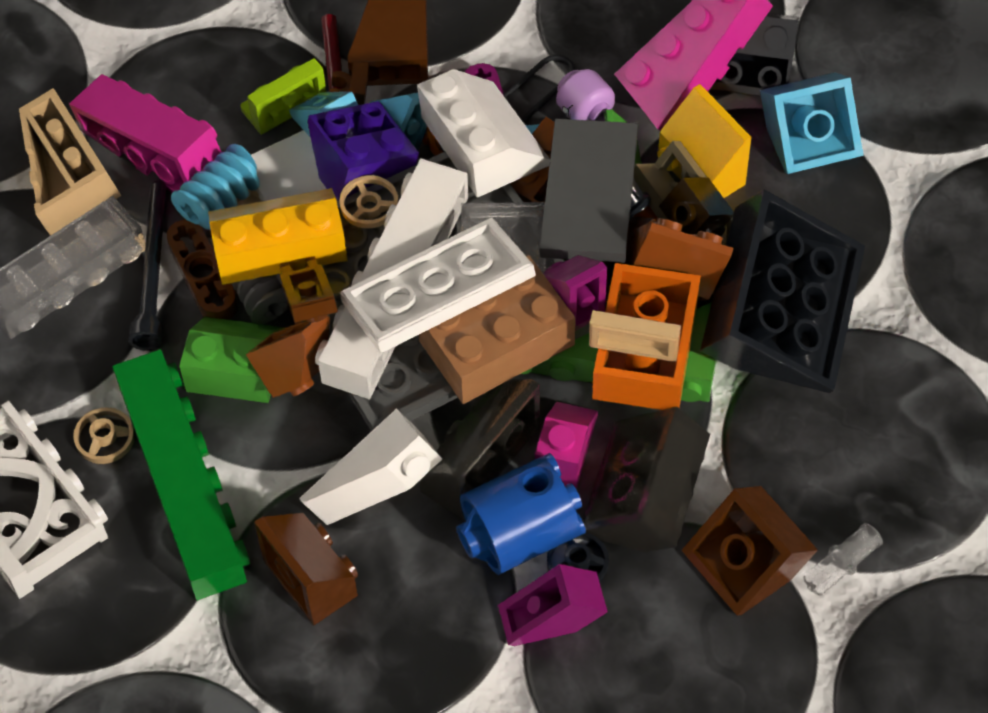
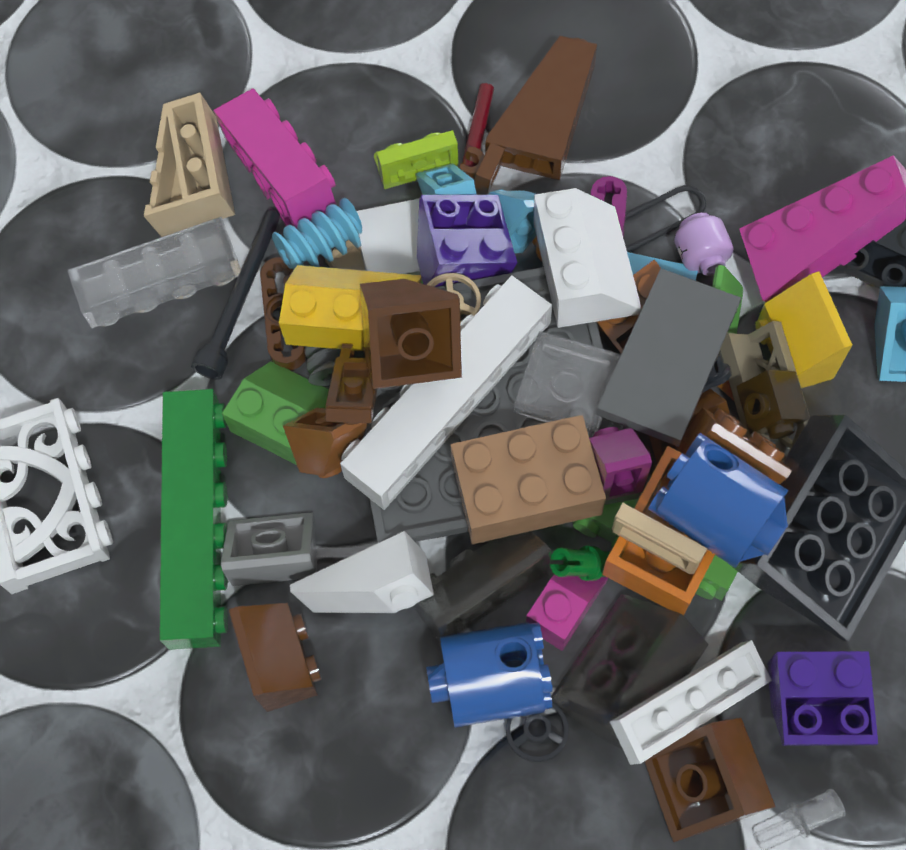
camera: 20 degrees right, 10 degrees up
(98, 442) = (130, 460): tan piece -> none
(267, 480) = (269, 549): none -> light grey slope
(347, 223) = (410, 333): none -> reddish brown slope
(437, 284) = (480, 422): white tile -> none
(553, 605) = (495, 776): magenta slope -> none
(571, 395) = (585, 563): none -> green pin
(682, 284) = (722, 503): none -> blue cylinder
(710, 482) = (690, 702): none -> white plate
(826, 444) = (823, 698): none -> dark purple slope

